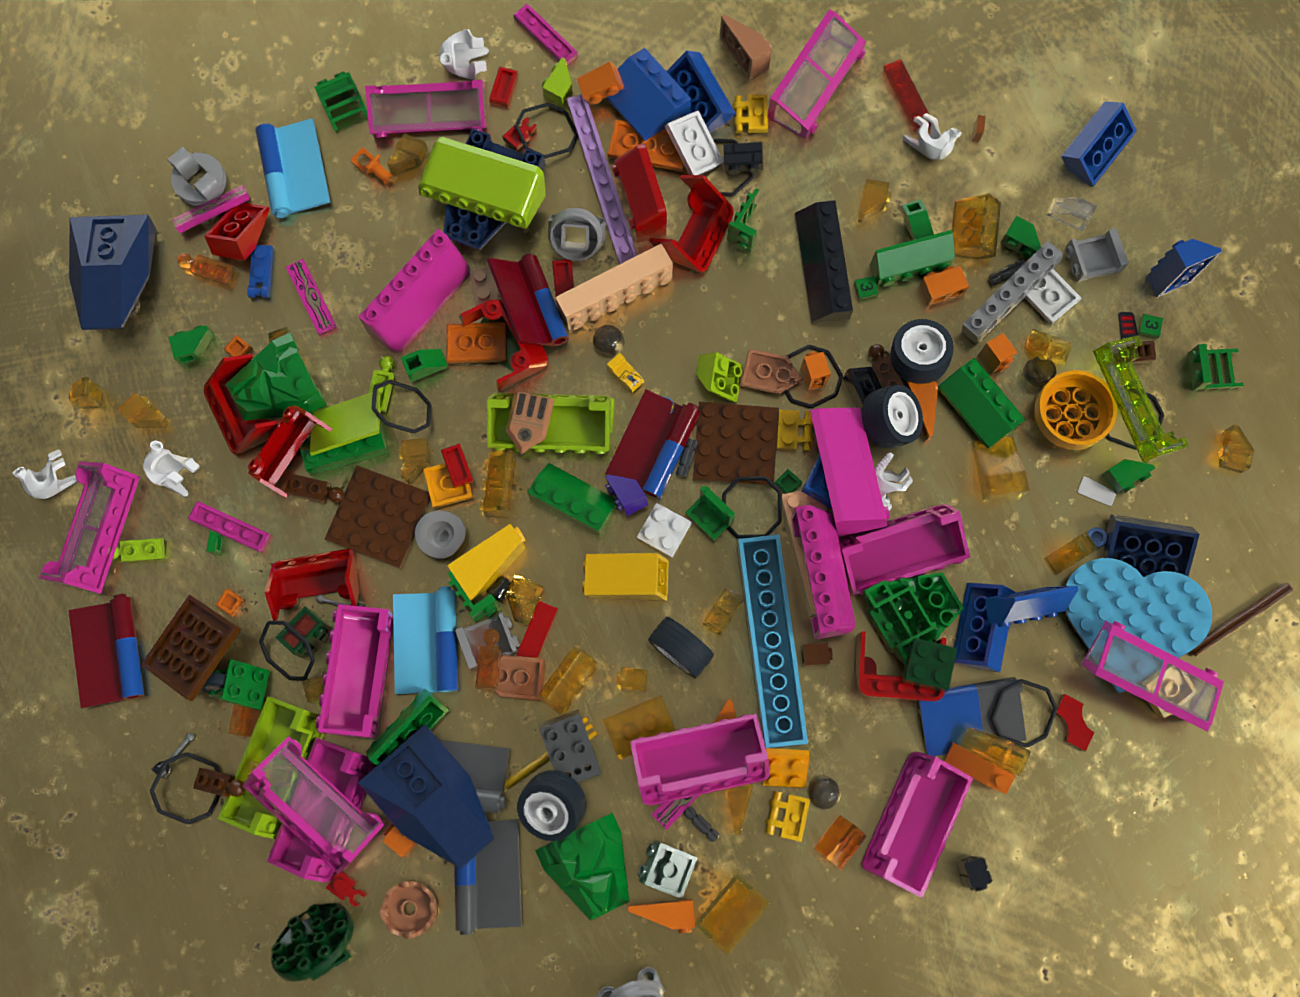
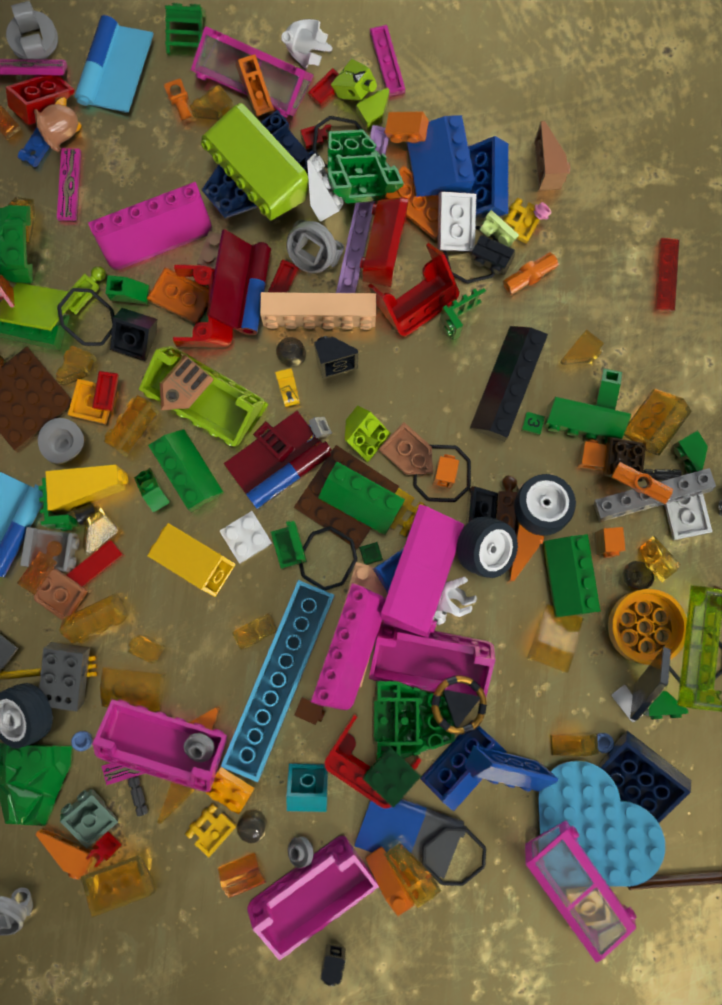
camera: 25 degrees right, 5 degrees up
(271, 244) = (57, 123): none -> nougat hair
(436, 116) = (254, 84): none -> orange slope
(452, 400) = (133, 333): none -> black slope
(528, 67) = (354, 81): none -> lime torso
(552, 533) = (151, 490): none -> green slope
(563, 184) = (322, 198): none -> white slope
(578, 142) = (358, 169): none -> green wedge
(618, 802) = (81, 741): none -> medium blue tile
(627, 493) = (230, 490): dark purple slope -> none
(643, 421) = (285, 452): none -> dark red slope
(655, 320) = (335, 356): none -> black slope
(675, 393) = (320, 427): none -> light grey plate
(681, 647) = (198, 644): black wheel -> none
(686, 458) = (298, 487): dark grey axle -> none
(699, 888) = (104, 848): none -> red plate
(736, 131) = (495, 225): none -> yellowish green hinge
(737, 739) = (199, 747): none -> light grey plate
(753, 435) = (361, 498): none -> green slope
(765, 94) = (542, 211): none -> bright pink plate
(786, 156) = (530, 273): none -> orange piece
(816, 75) = (596, 214): windscreen -> none
(855, 726) = (307, 788): none -> teal slope
(883, 788) = (300, 852): none -> light grey plate
(936, 145) = (668, 332): white piece -> none
(950, 571) = (459, 705): none -> piece
(968, 274) = (626, 452): none -> dark brown tile
(978, 129) = (711, 335): dark orange tile -> none
(1010, 284) = (653, 489): none -> orange piece
(1076, 730) = (490, 896): red tile -> none
(1109, 456) = (650, 684): none -> black tile

